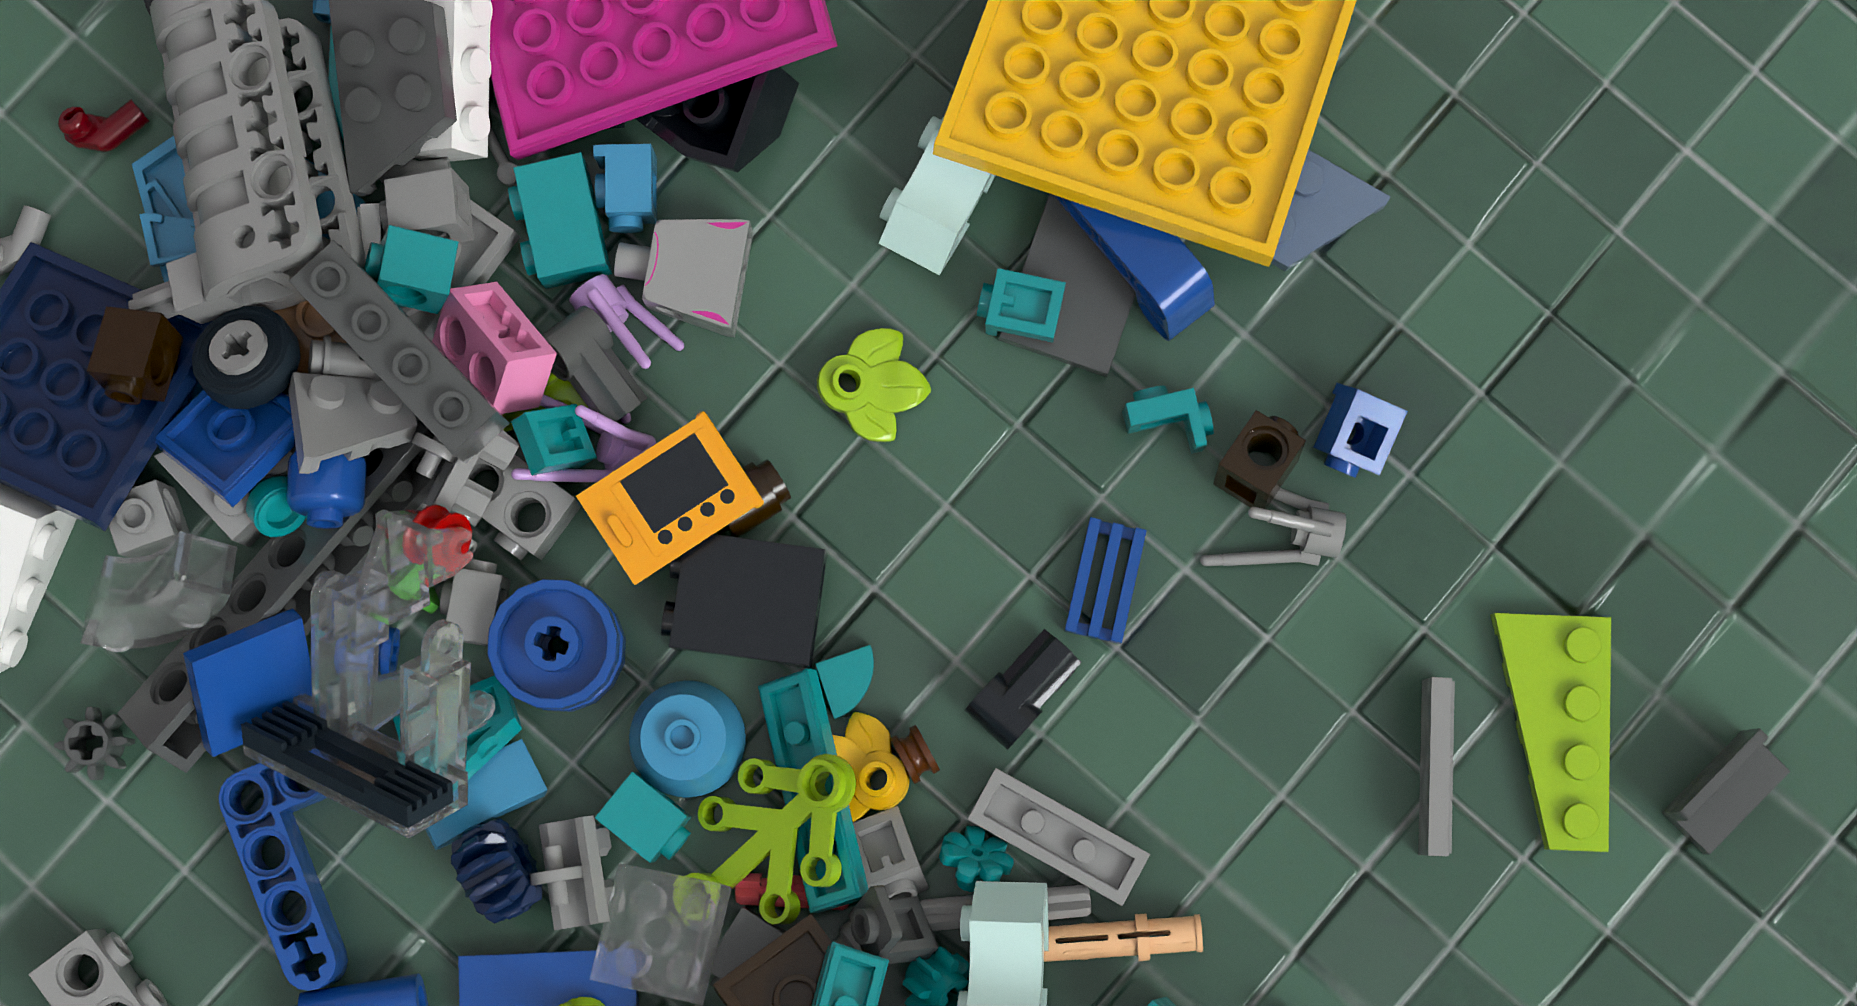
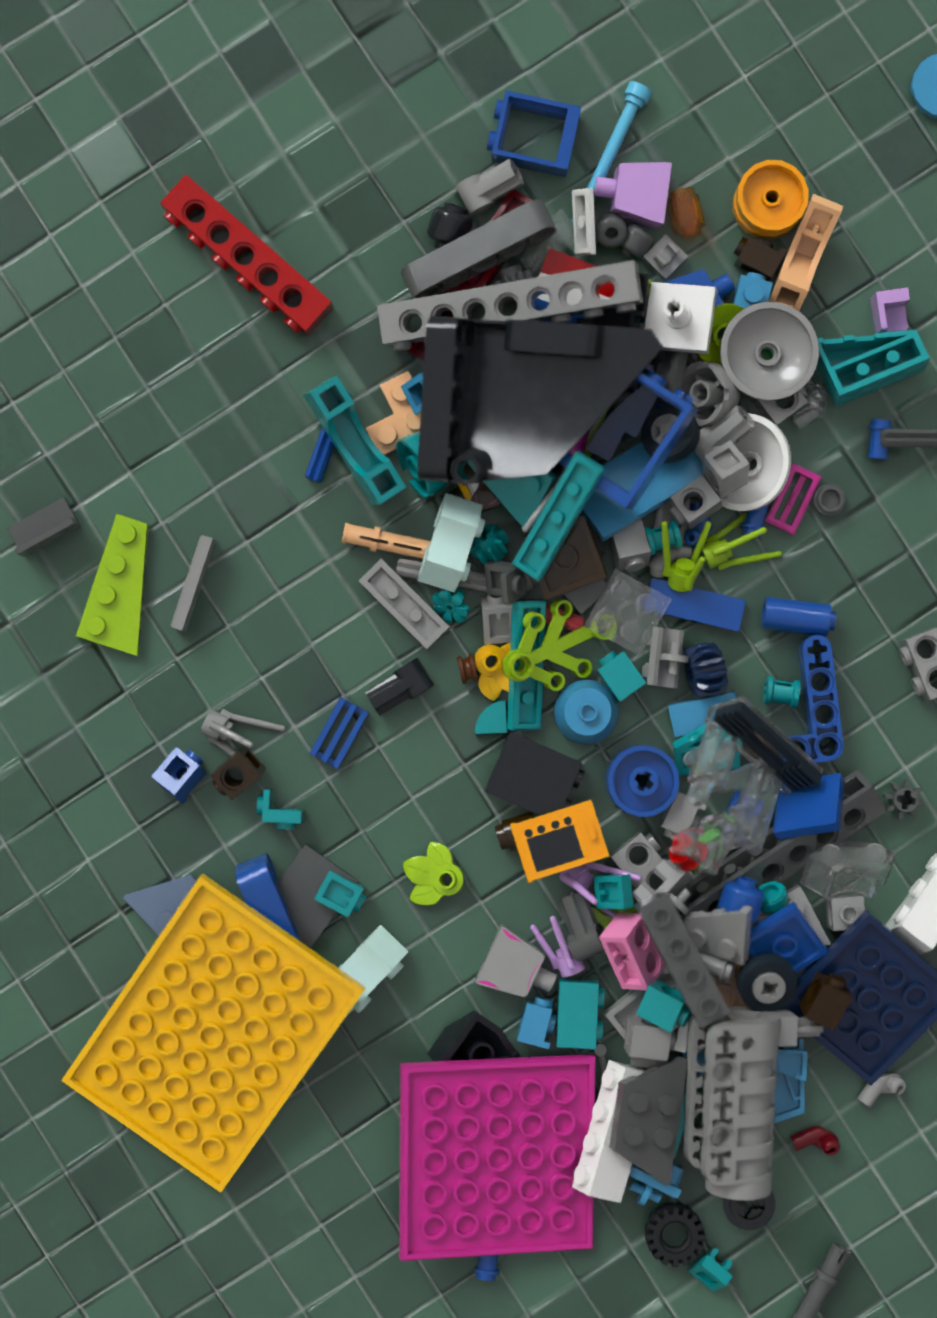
camera: 165 degrees left, 5 degrees up
(355, 870) = (781, 692): none -> teal bush

